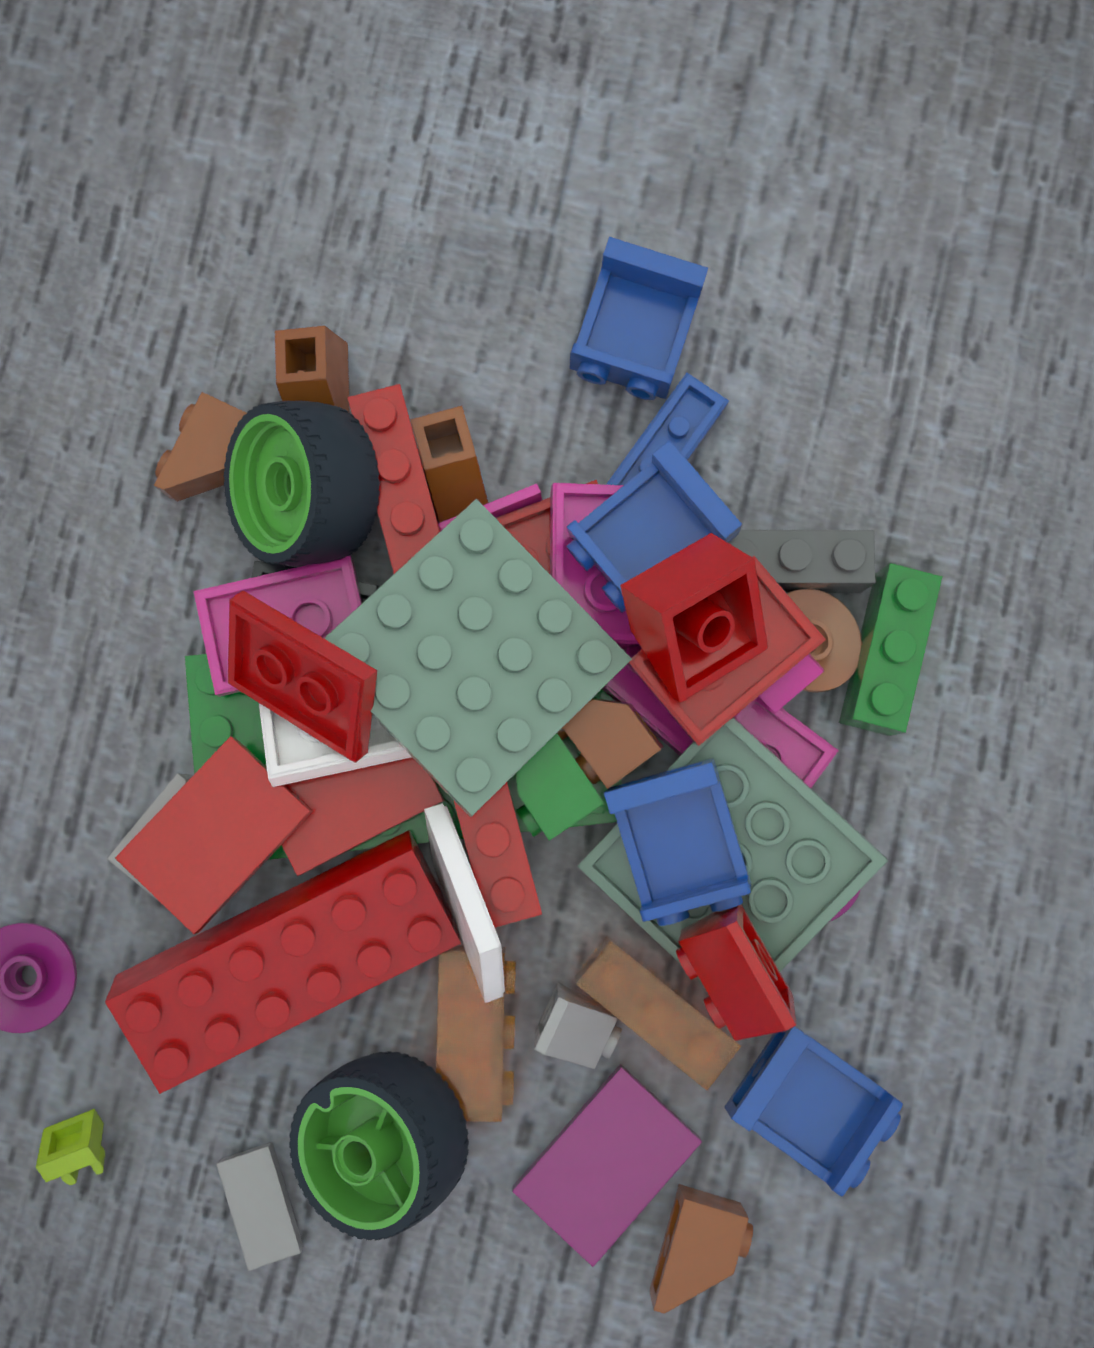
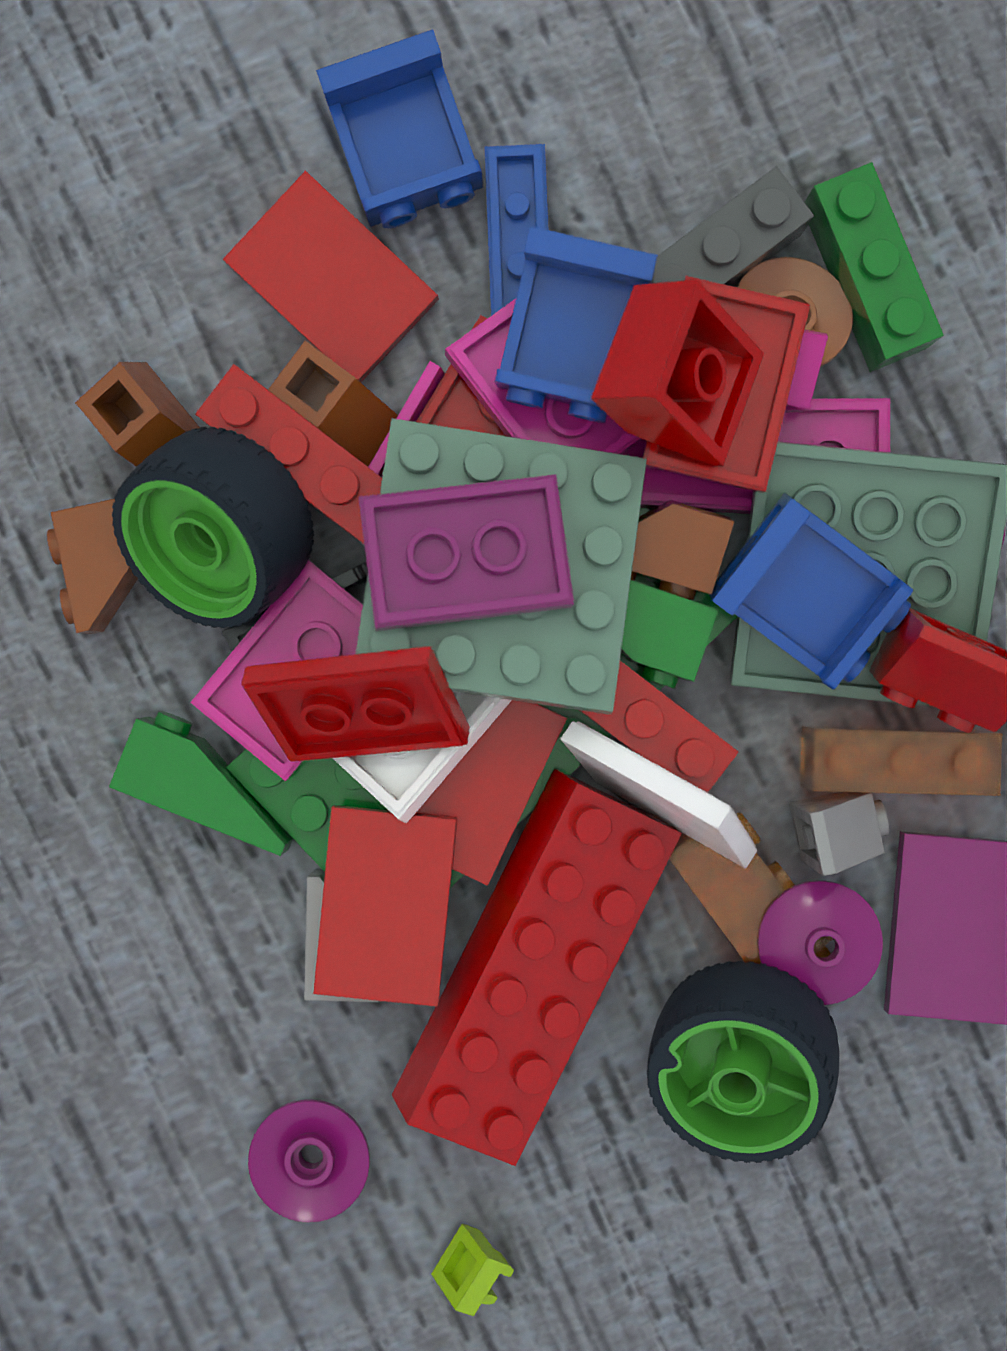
camera: 35 degrees left, 5 degrees up
(153, 645) = (190, 779): none -> green slope
(260, 1206) = (674, 1194): light grey tile -> none
(453, 626) = (466, 552): none -> magenta tile
(515, 382) = (331, 278): none -> red tile
(515, 1074) = (815, 911): none -> magenta dish

